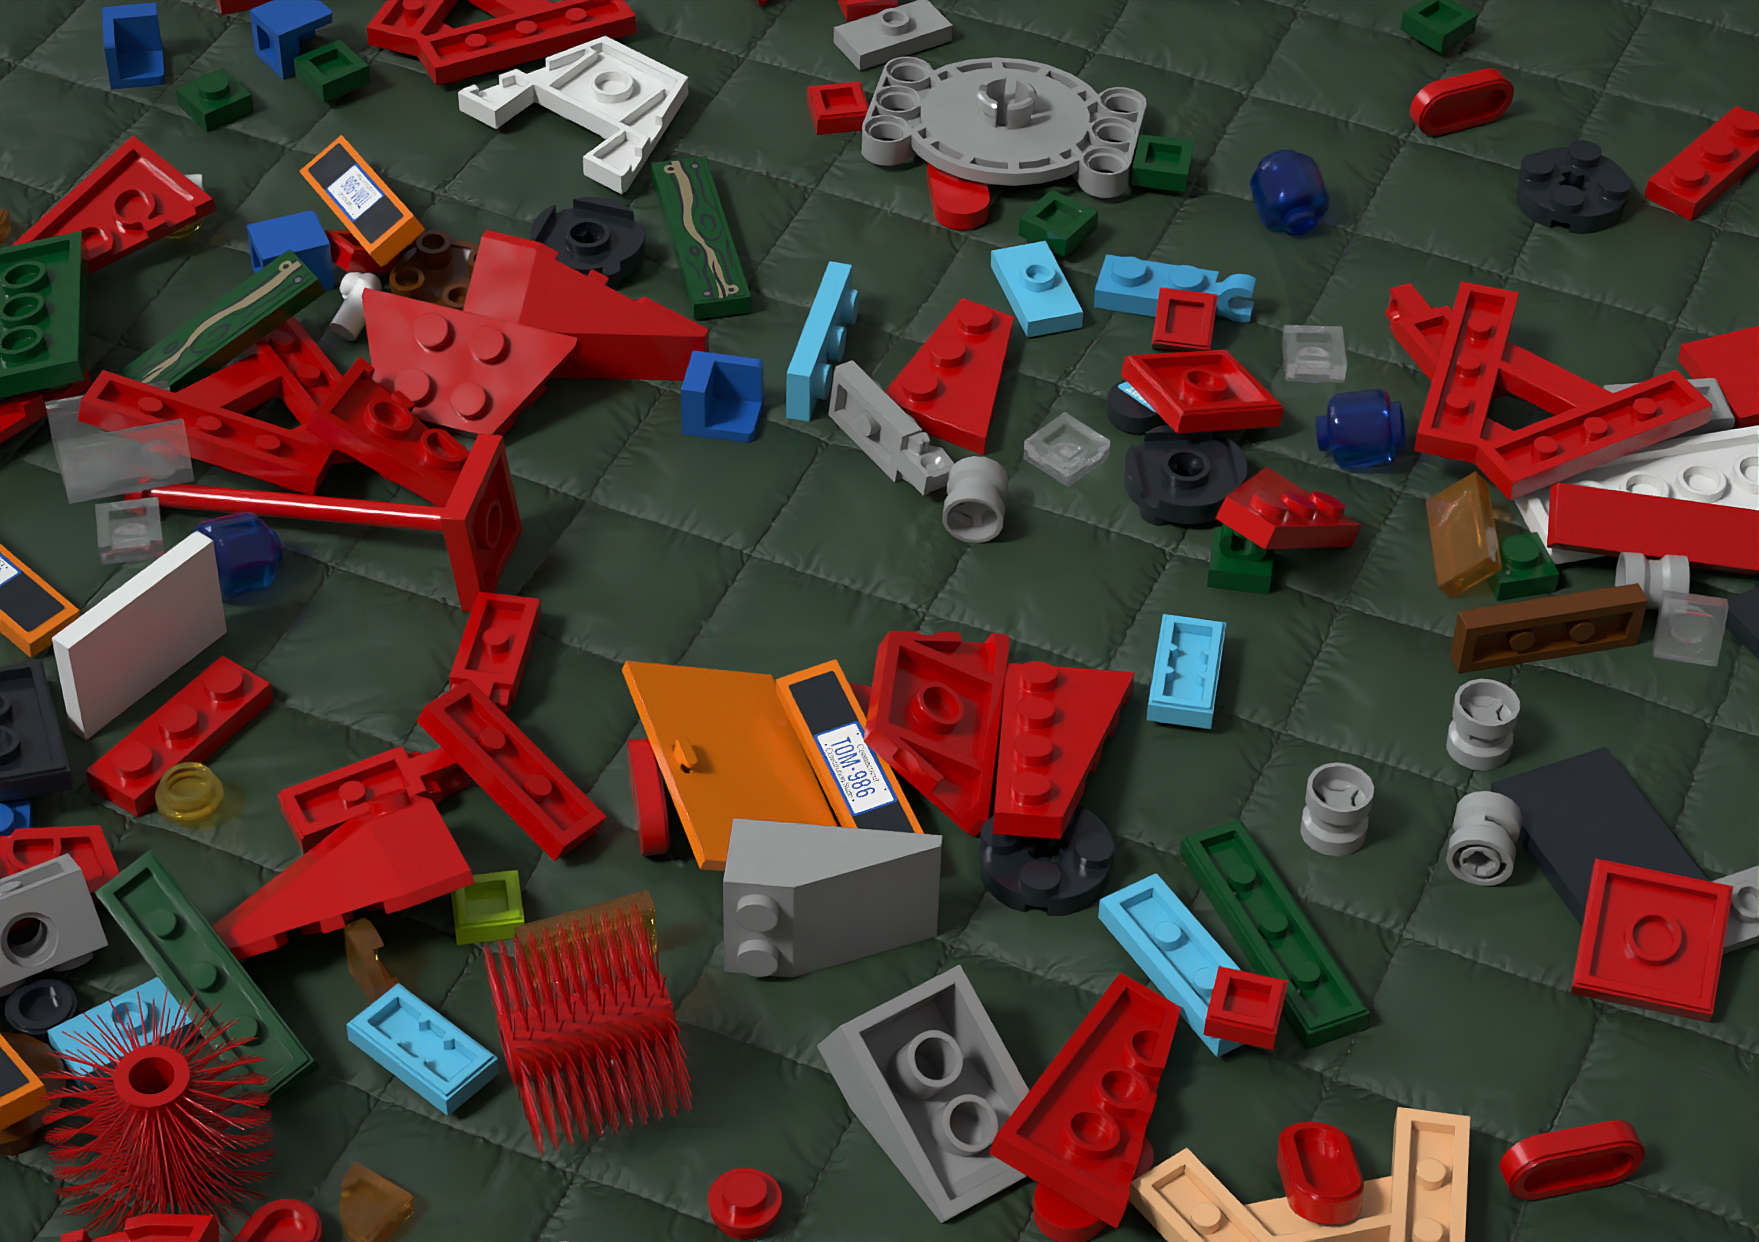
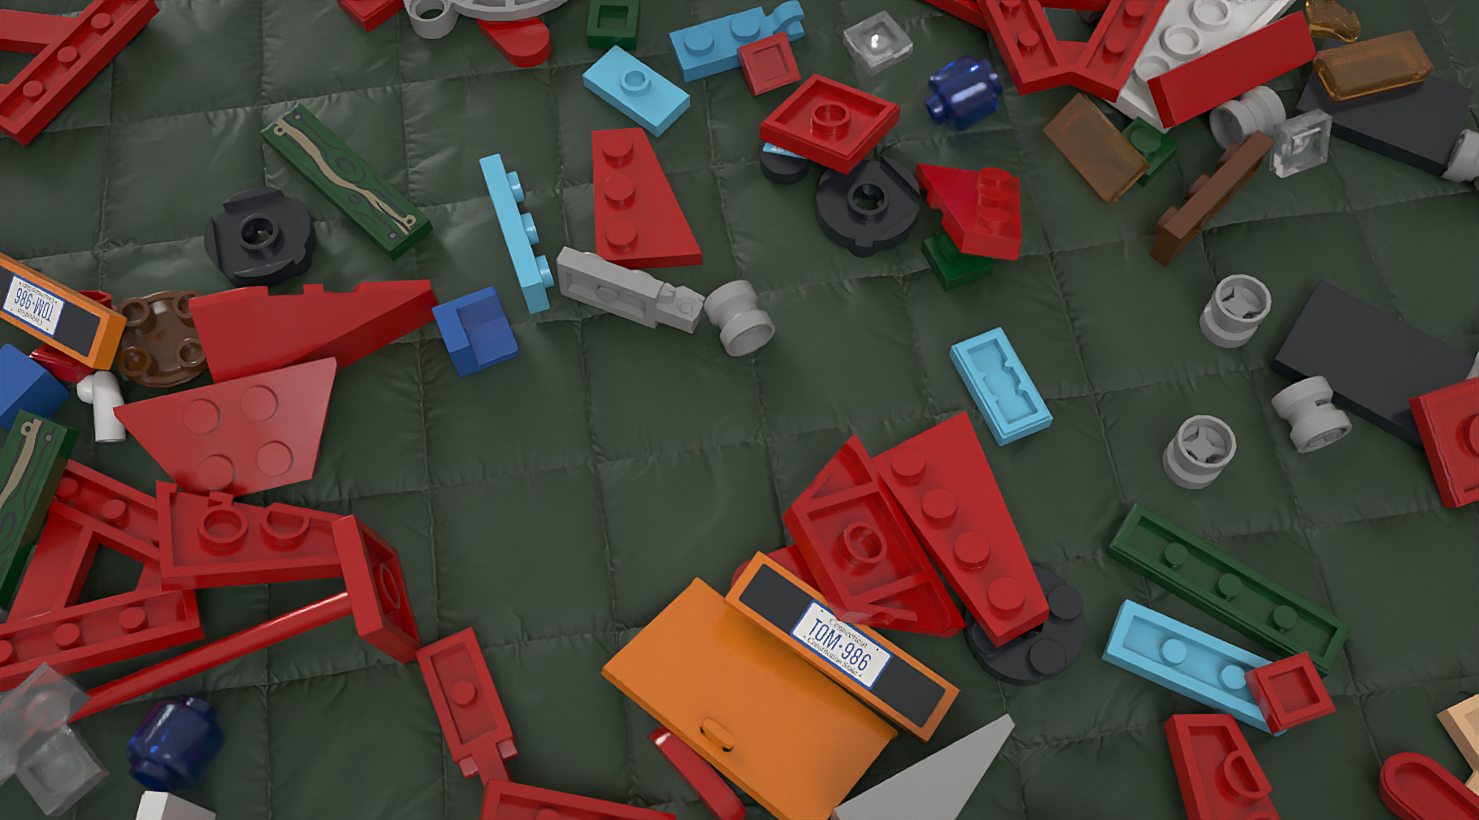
camera: 30 degrees left, 20 degrees up
(600, 88) = (171, 81): white wing -> none
(1066, 449) = (768, 230): clear plate -> none

